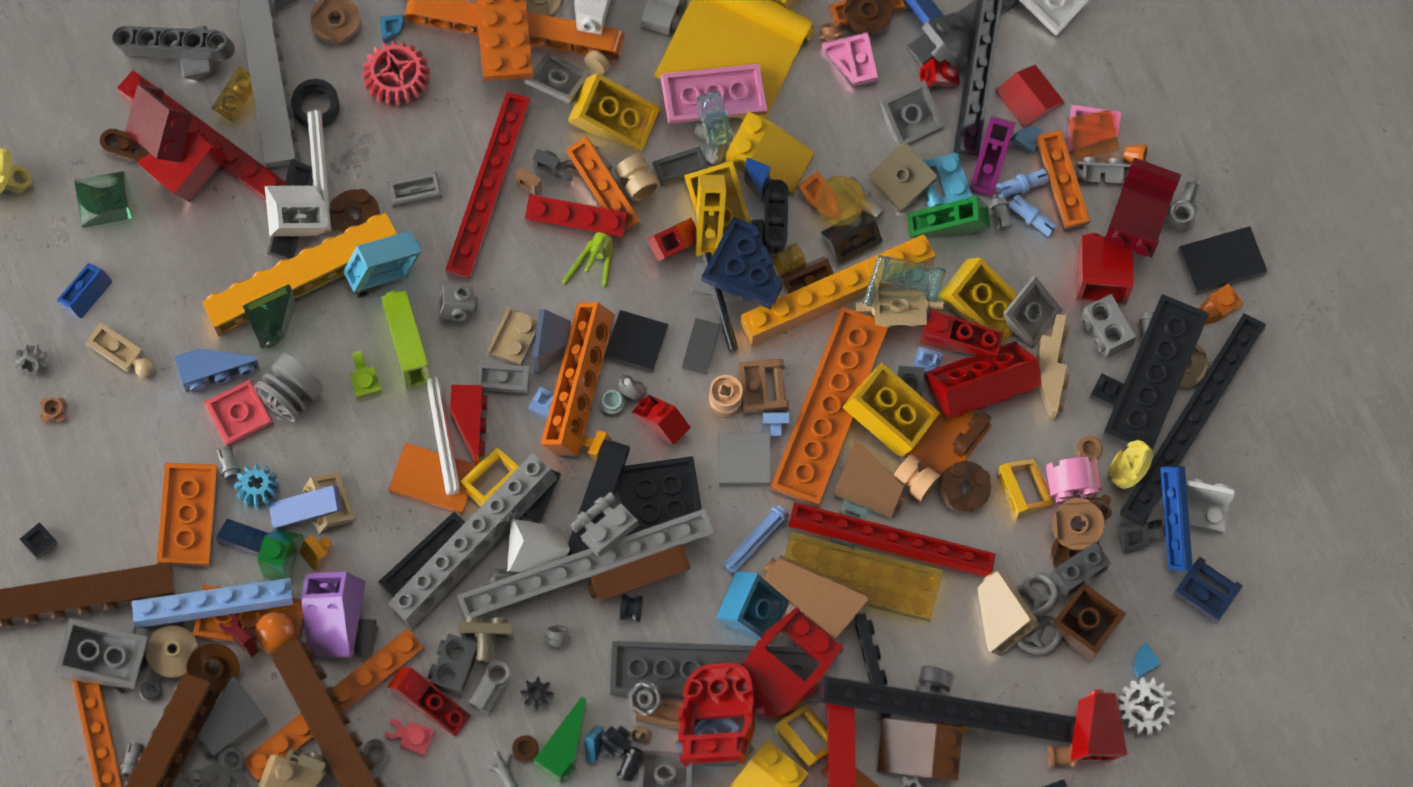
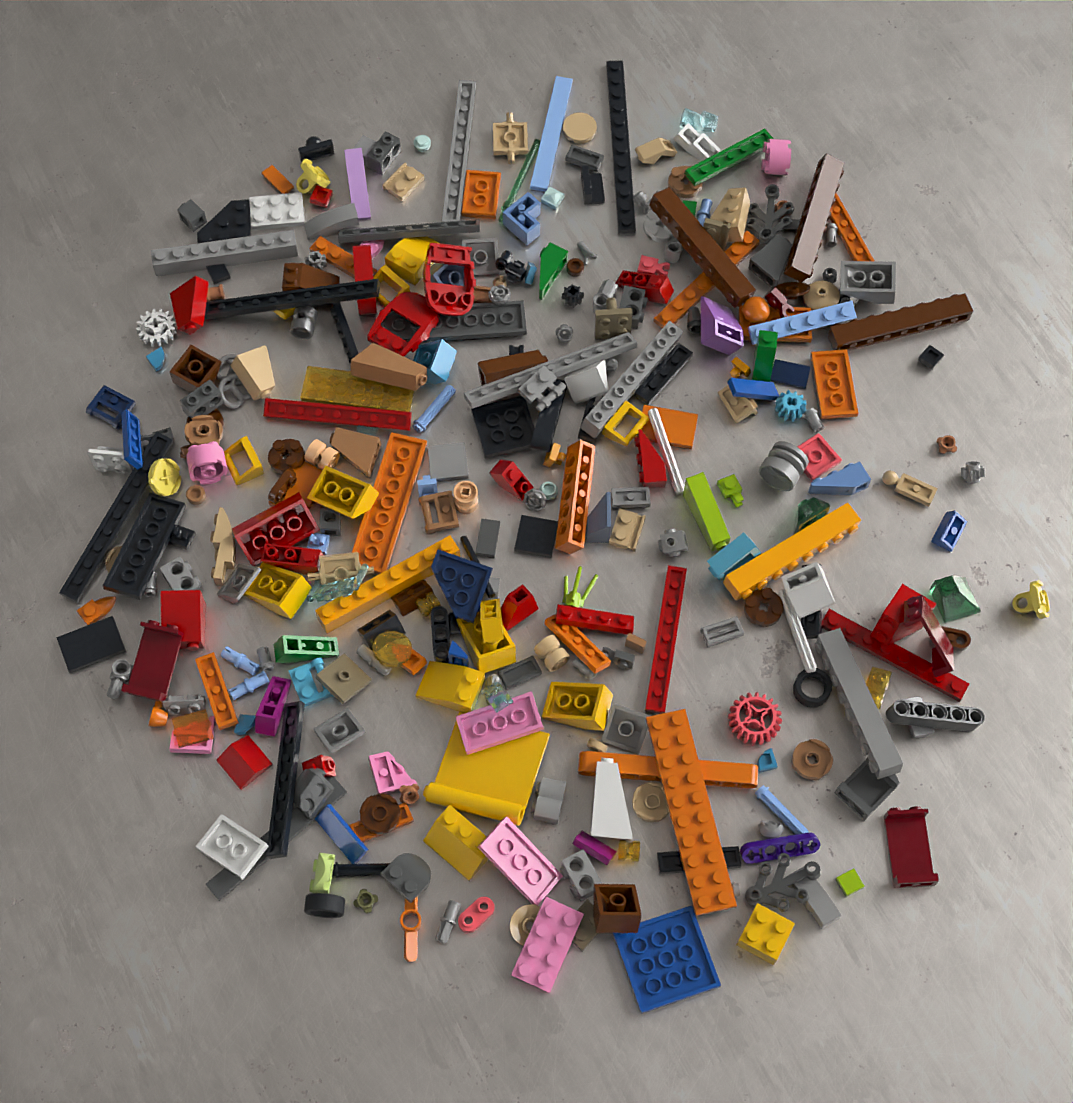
camera: 175 degrees right, 5 degrees down
(541, 403) = (598, 485): light blue tile -> none

